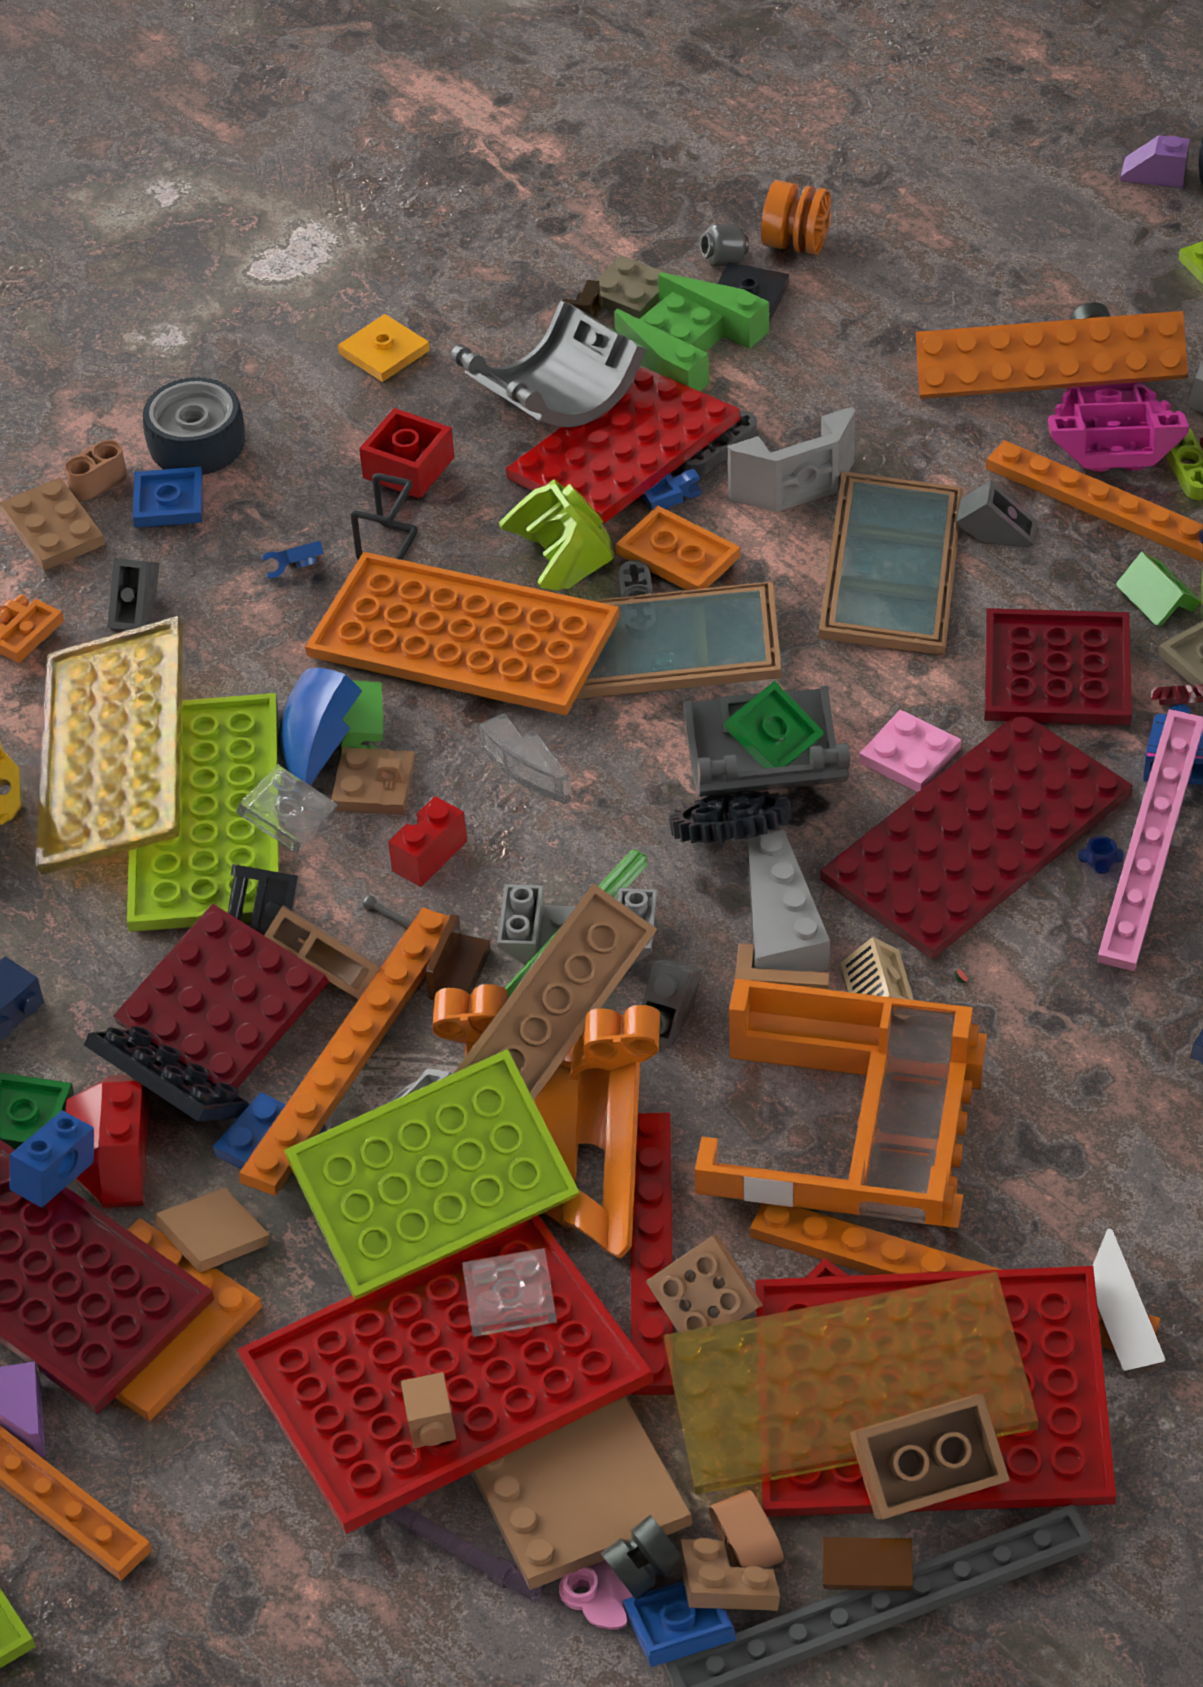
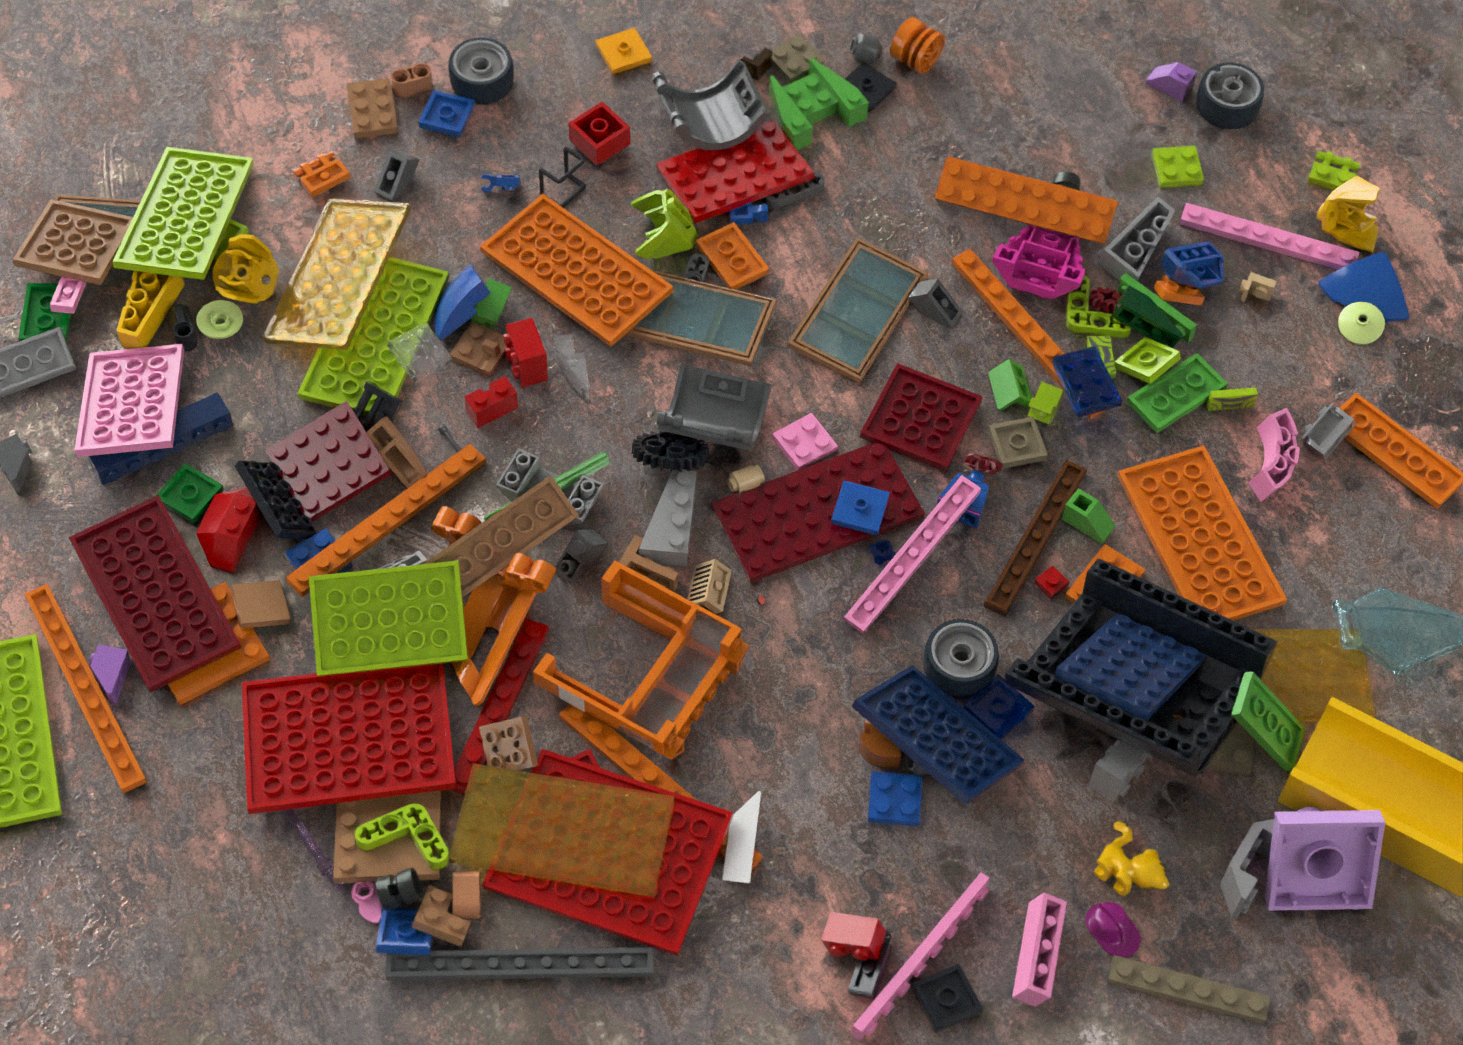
camera: 15 degrees right, 10 degrees up
(51, 1158) = (184, 532): blue brick -> none
(428, 1410) = (320, 761): medium nougat brick -> none
(449, 757) = (525, 352): none -> red brick
(456, 960) = (471, 486): reddish brown panel -> none
(509, 1292) = (401, 705): clear plate -> none
(607, 1462) = (406, 826): none -> lime beam
(773, 728) = (724, 401): green plate -> none
(795, 472) = (829, 230): light grey slope -> none
(855, 822) = (746, 479): none -> tan brick
(867, 1563) = (521, 939): reddish brown panel -> none
(929, 1456) = (577, 892): medium nougat brick -> none
(1042, 804) = (860, 507): none -> blue plate

